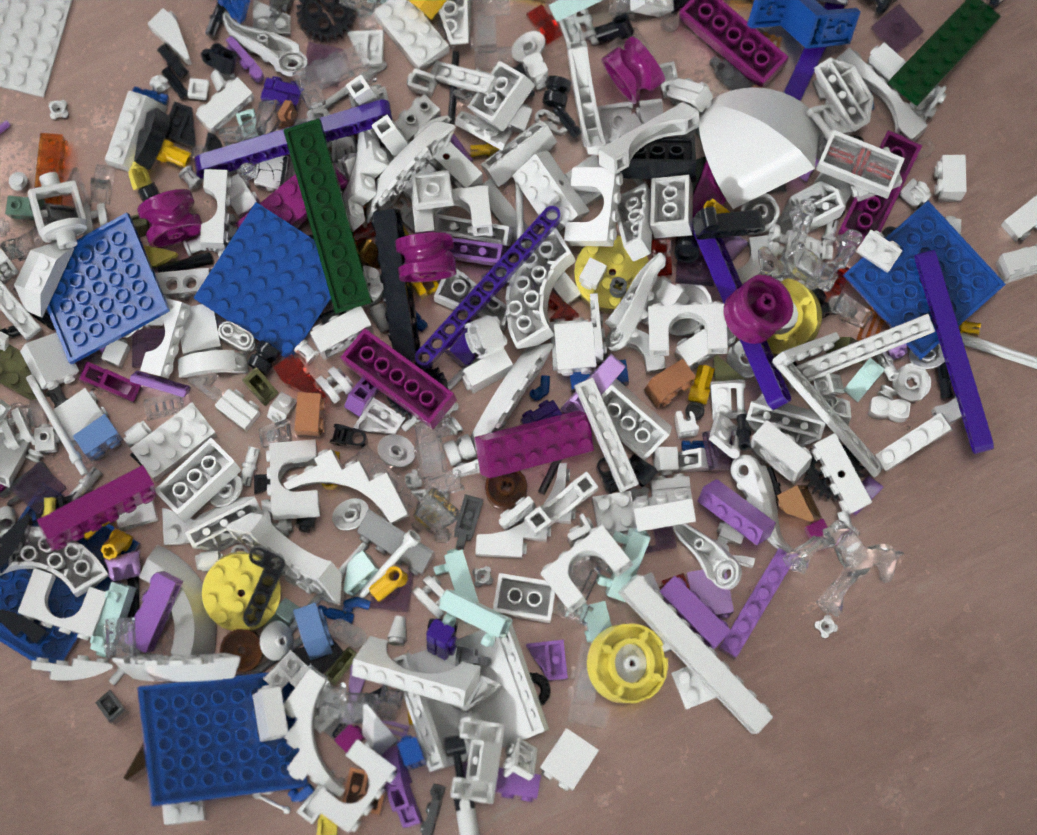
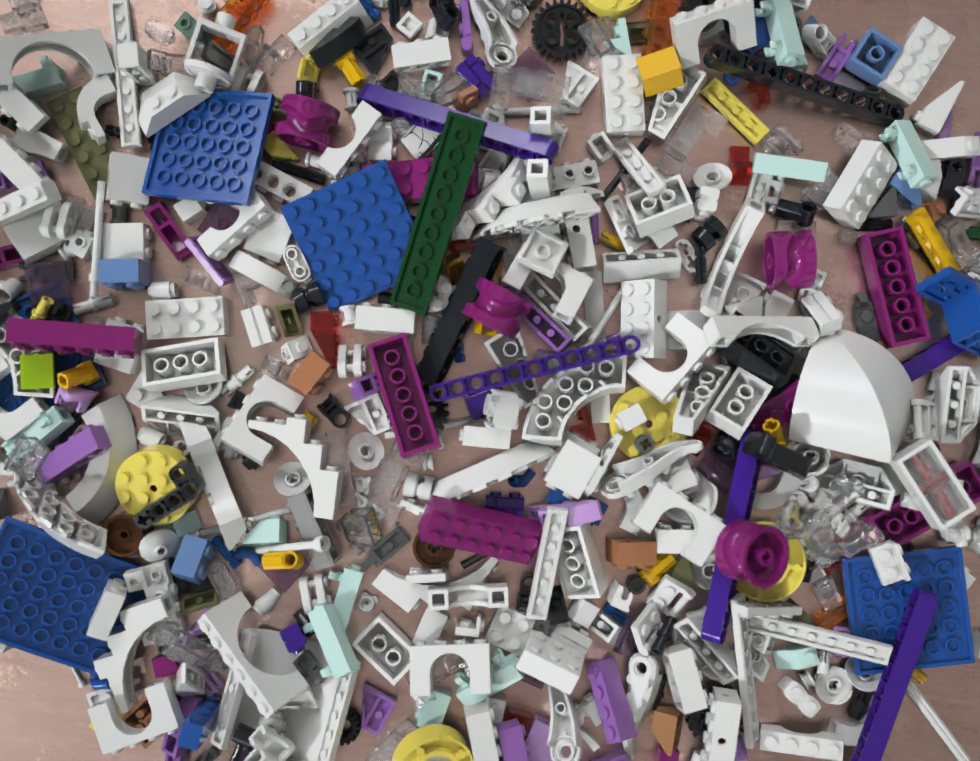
camera: 35 degrees right, 10 degrees up
(81, 560) = (37, 371): none -> lime piece
(547, 552) = (431, 626): none -> white brick

